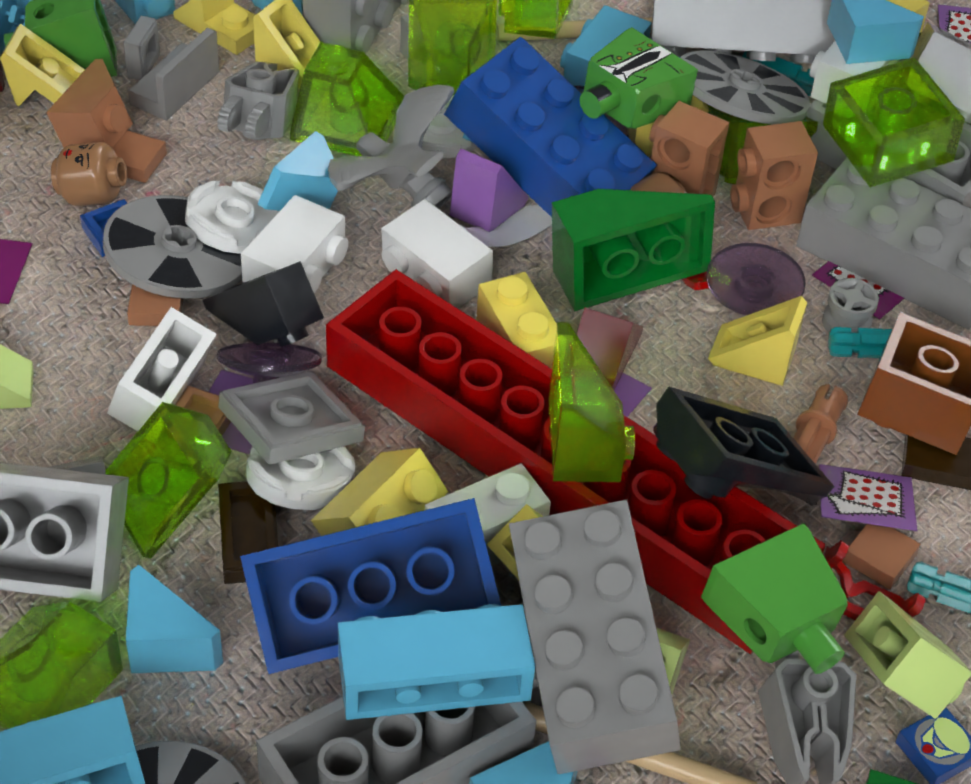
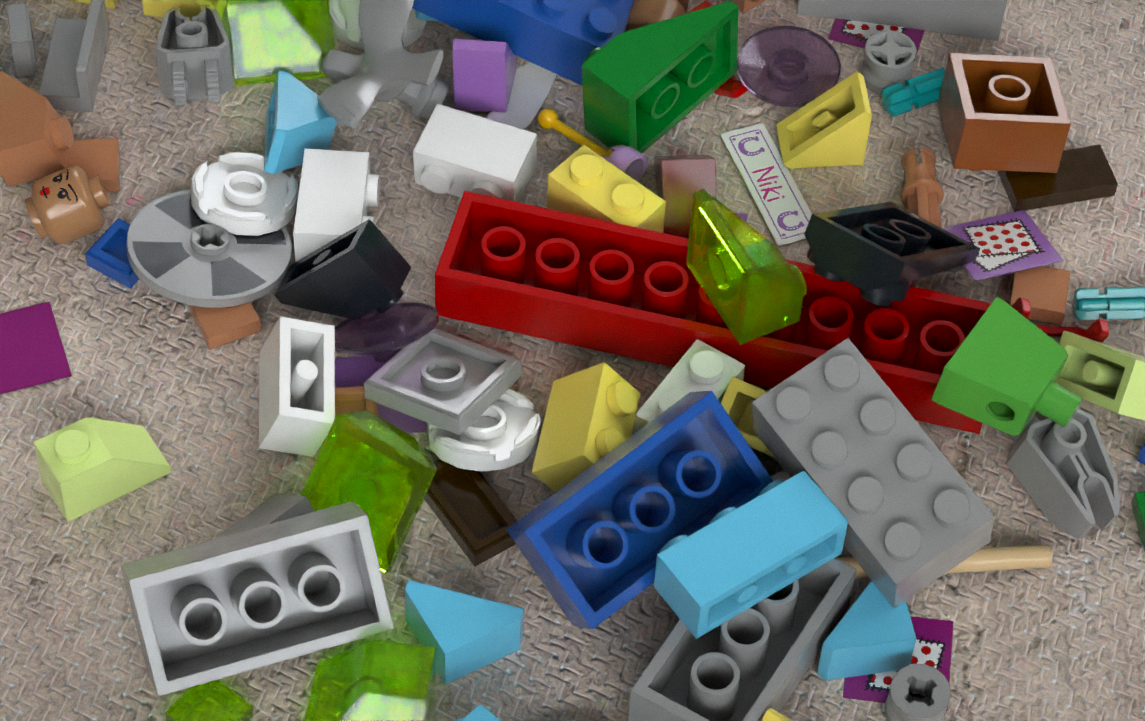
camera: 25 degrees left, 5 degrees up
(553, 298) = (621, 156): none -> hinge
(688, 354) = (769, 182): none -> white sticker

